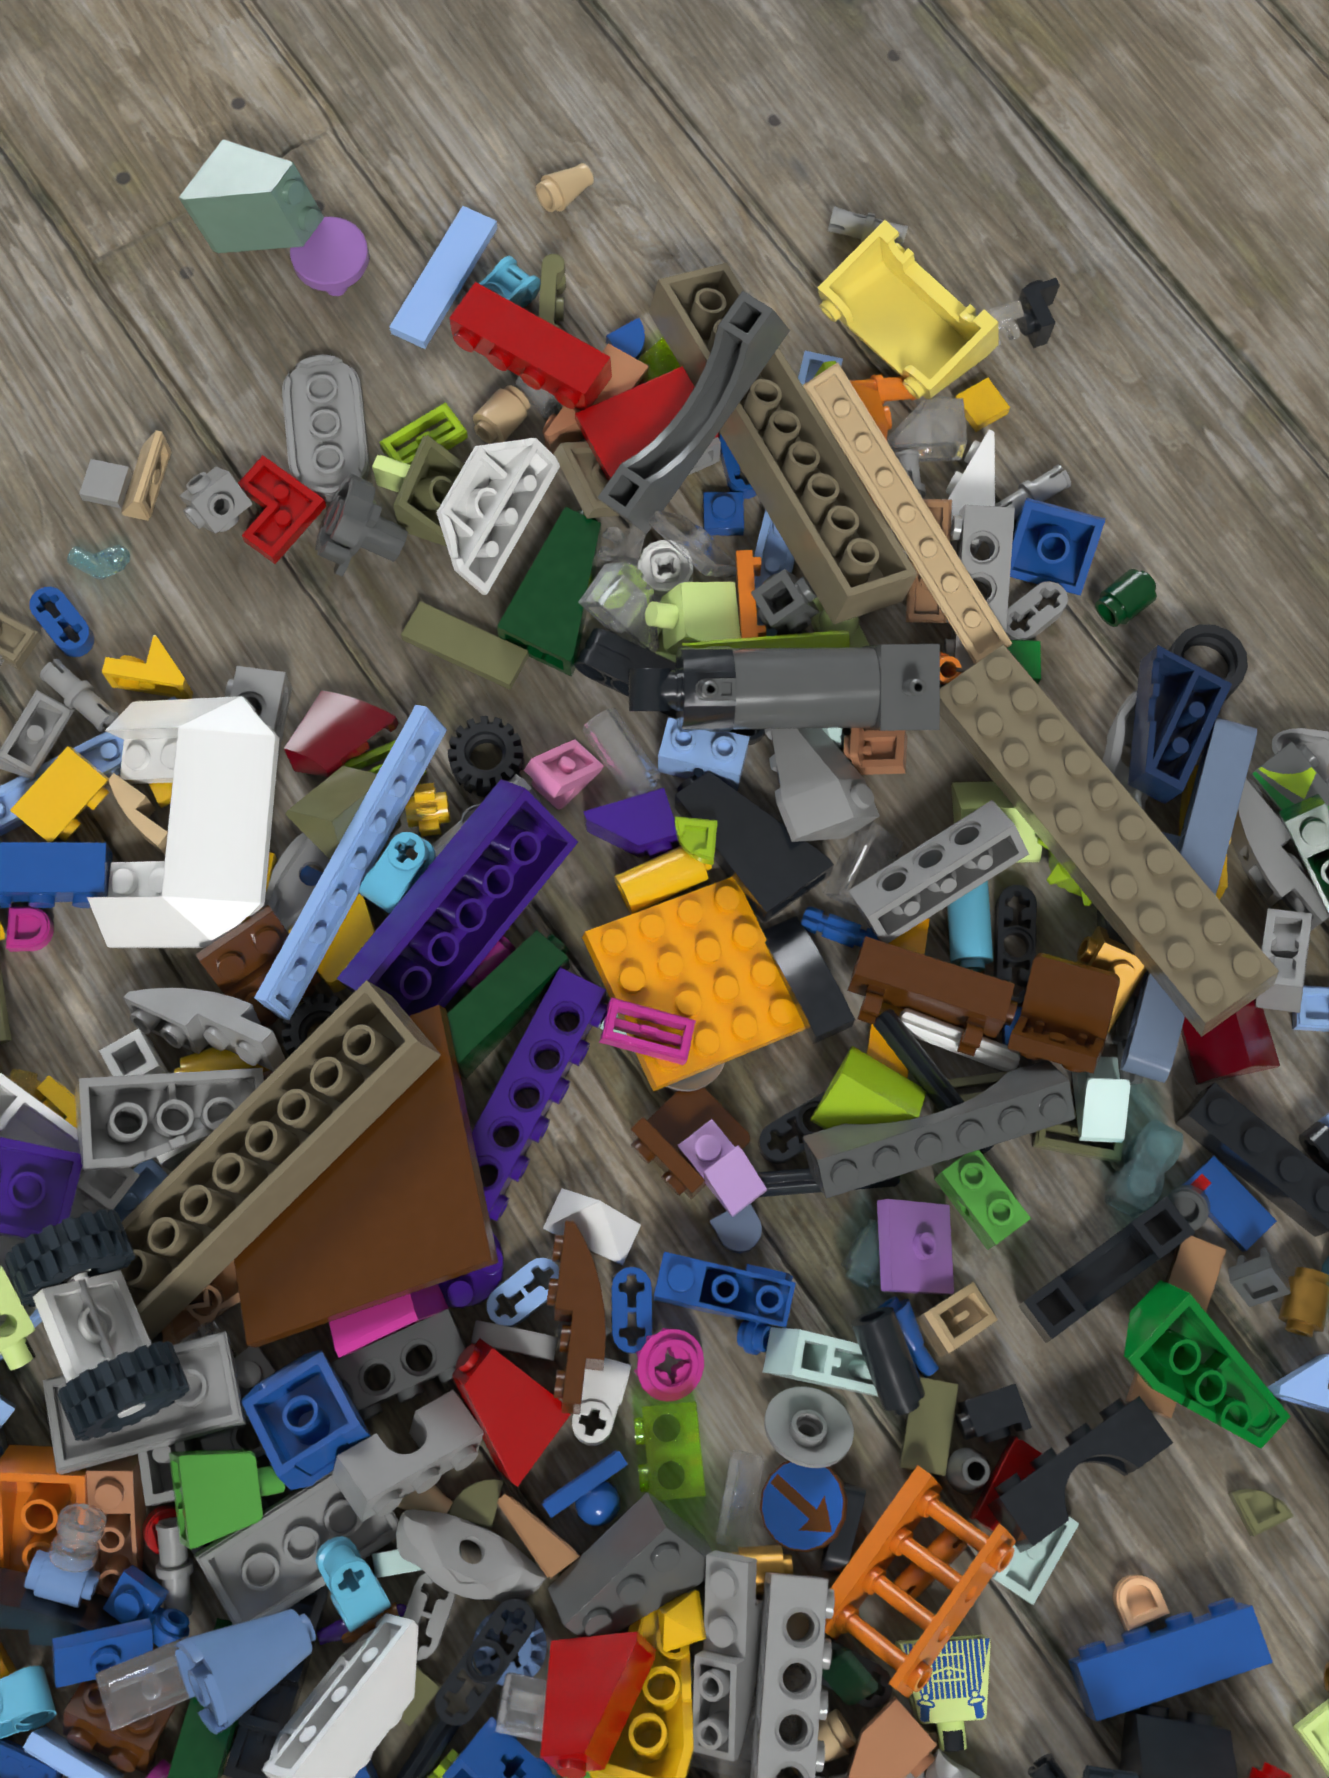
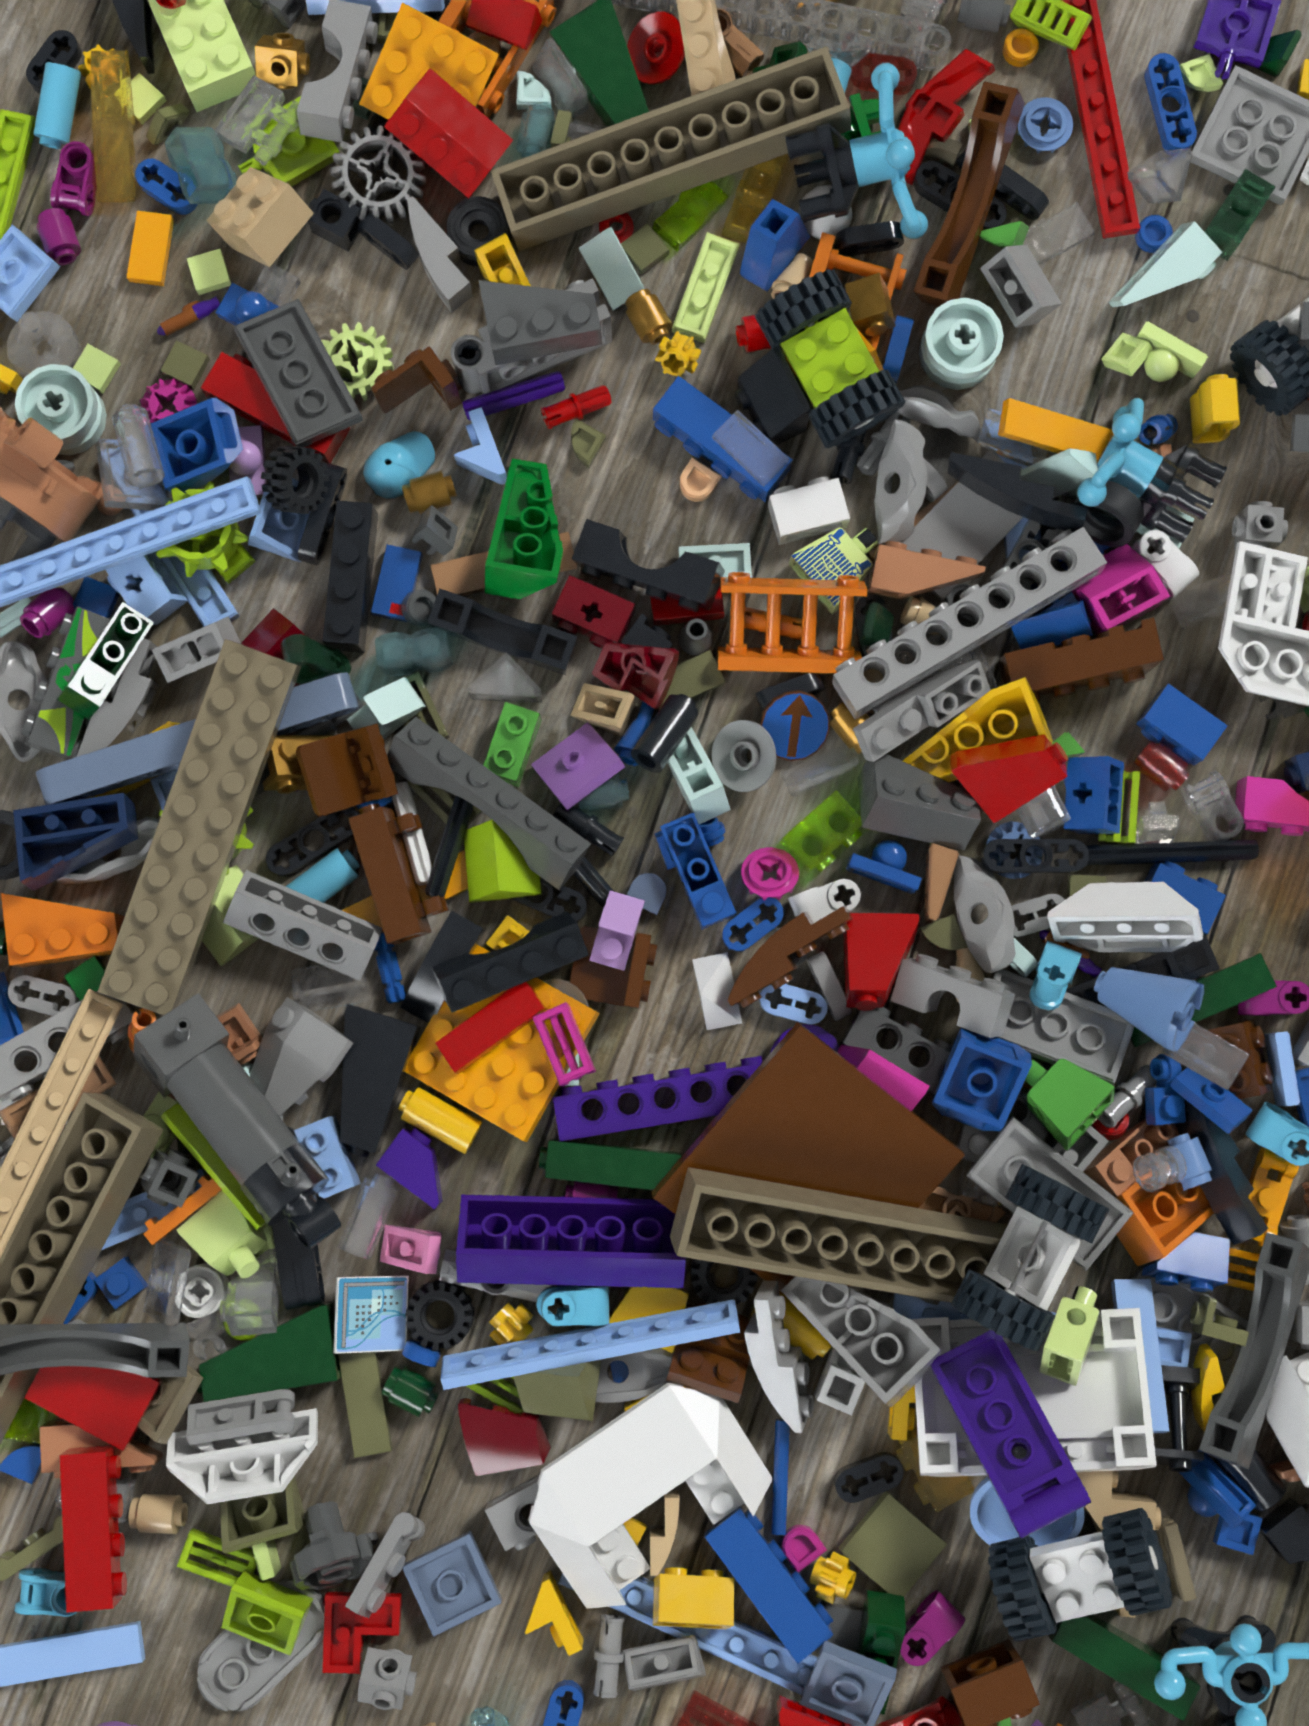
camera: 125 degrees left, 10 degrees up
(26, 1031) = (865, 1468): none -> black beam
(100, 952) = (780, 1477): none -> blue bar
(248, 608) = (452, 1583): none -> sand blue plate
(308, 560) = (385, 1564): none -> light grey plate
(349, 444) = (266, 1612): none -> lime slope
(439, 684) = (410, 1391): none -> dark green brick
(462, 712) = (420, 1354): none -> blue tile
(528, 525) = (240, 1416): none -> light grey plate
(533, 696) = (370, 1314): none -> piece
(681, 1621) = (922, 751): yellow slope -> none
(697, 837) = (397, 1112): lime tile -> none
(715, 979) = (490, 1026): none -> red tile
(753, 1079) = (480, 976): none -> black arch
(786, 1063) = (507, 934): none -> yellow tile
(842, 1215) = (589, 828): none -> black pin
(975, 1380) = (638, 669): none -> dark red slope
(1028, 1699) = (808, 510): none -> white brick
(1052, 1238) = (505, 682): none -> clear slope
(1090, 1378) = (582, 598): none -> dark red brick
(1092, 655) = (55, 932): none -> orange wedge
(1139, 1681) = (750, 448): none -> clear tile
(1201, 1061) = (313, 657): none -> clear green piece
(1297, 1682) = (678, 354): none -> yellow gear
(1306, 1527) = (576, 406): none -> red axle

